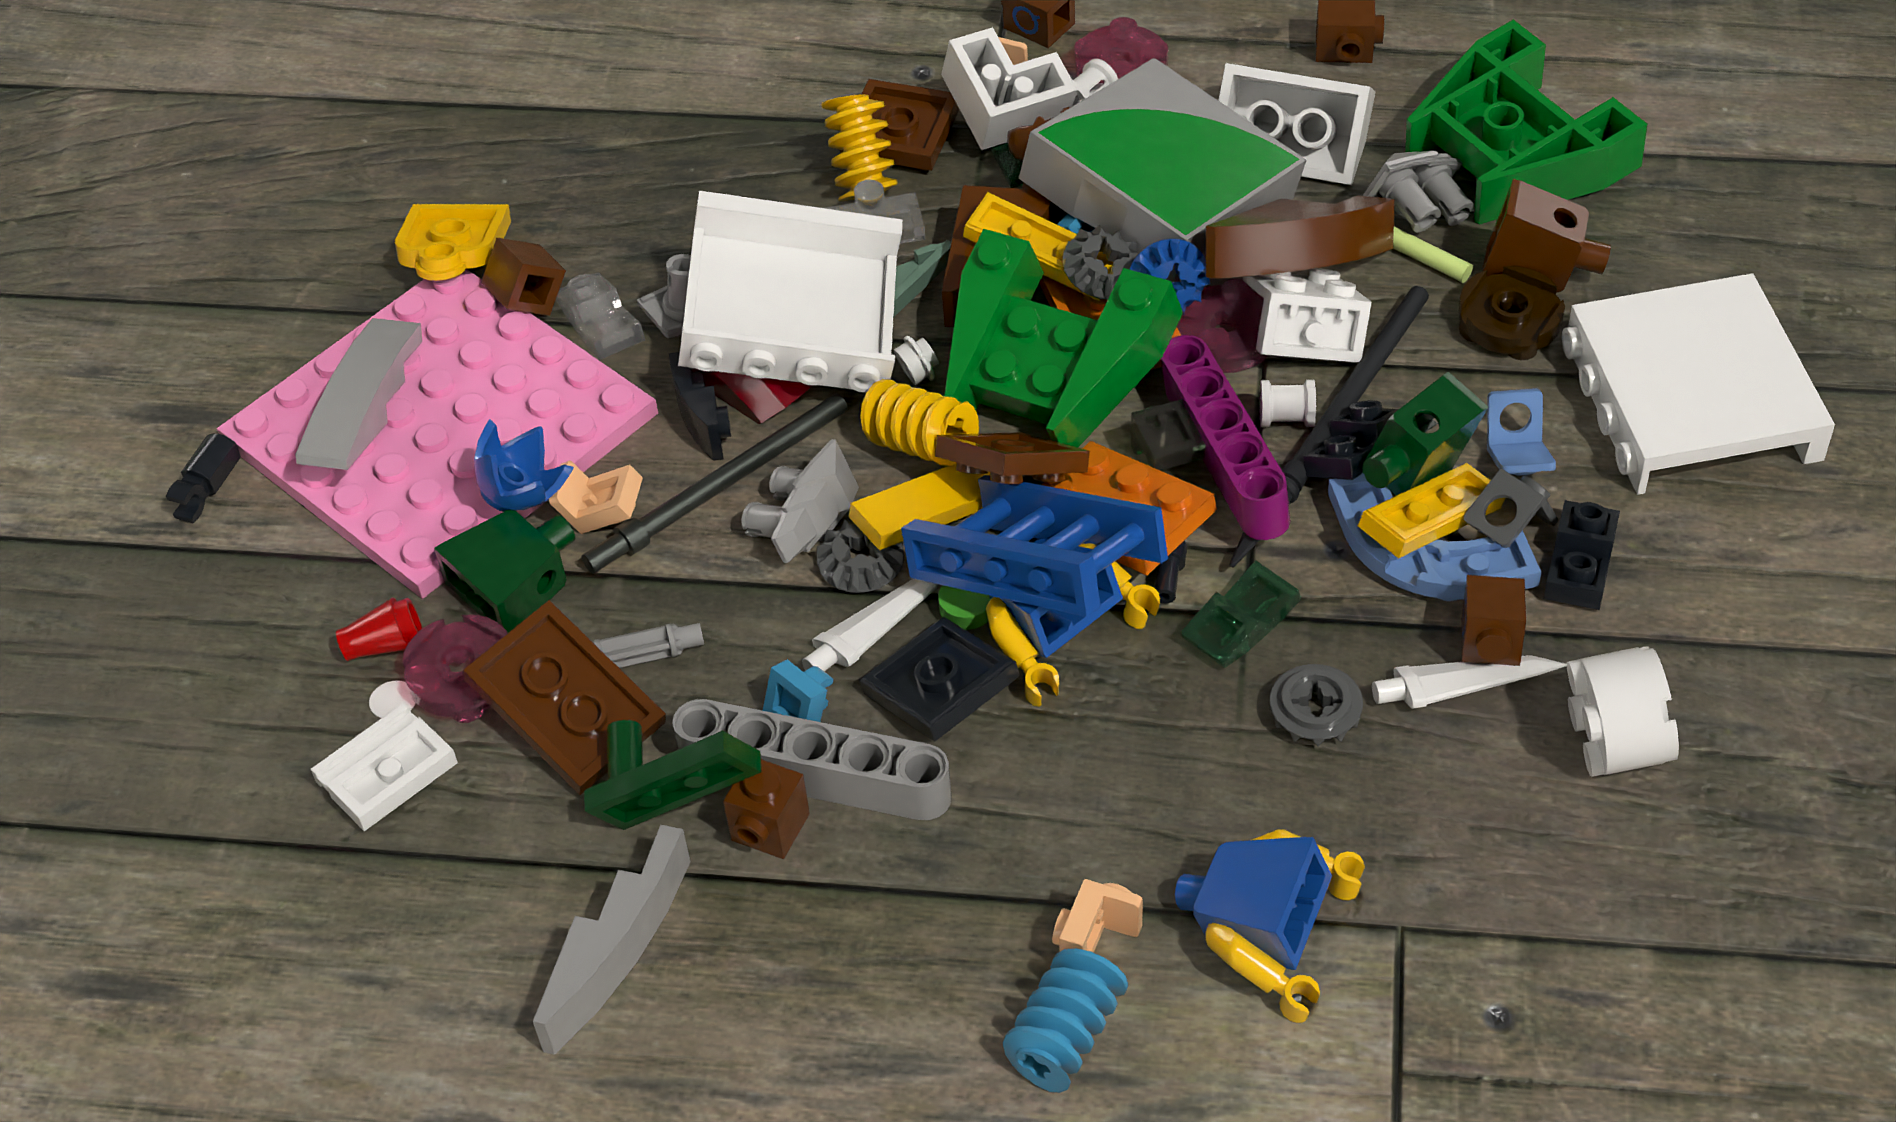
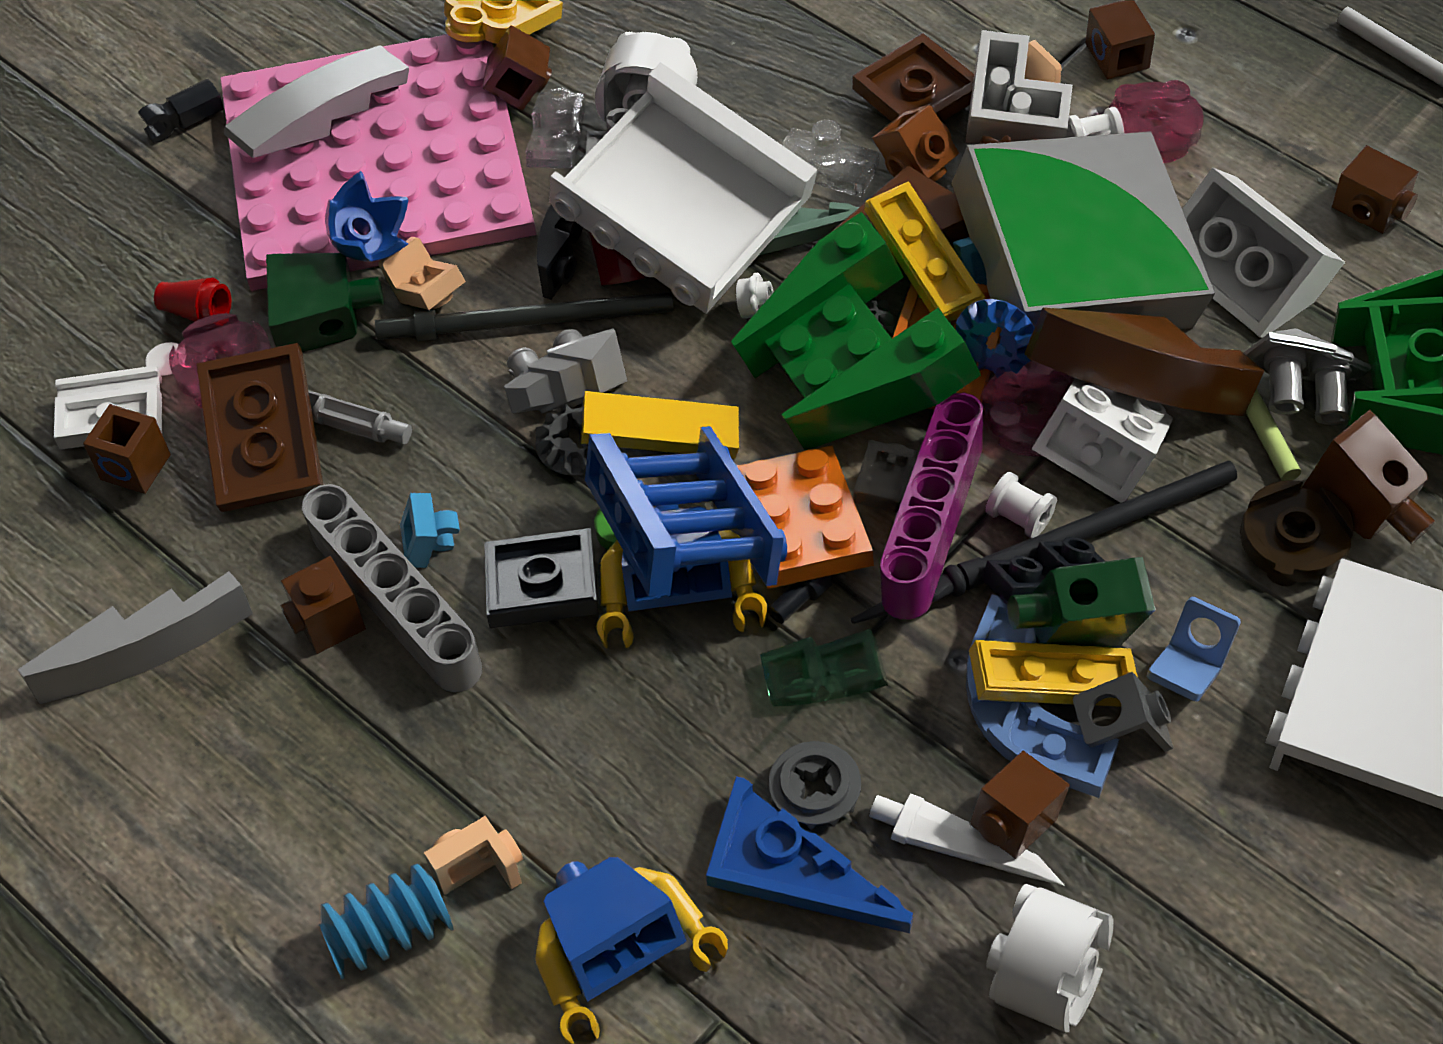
camera: 35 degrees right, 5 degrees up
(451, 783) = (127, 448): none -> reddish brown brick
(648, 790) = (251, 539): dark green piece -> none
(653, 225) = (630, 62): none -> white brick
(858, 142) = (856, 86): yellow piece -> none
(859, 632) = (523, 502): white bar -> none
(912, 418) = (700, 352): yellow piece -> none
(946, 164) = (918, 141): none -> dark orange brick
(1012, 456) = (739, 422): reddish brown plate -> none
(1088, 272) = (946, 273): dark grey gear -> none
(1352, 774) = (776, 860): none -> blue wing
(1581, 554) = (1162, 794): black slope -> none

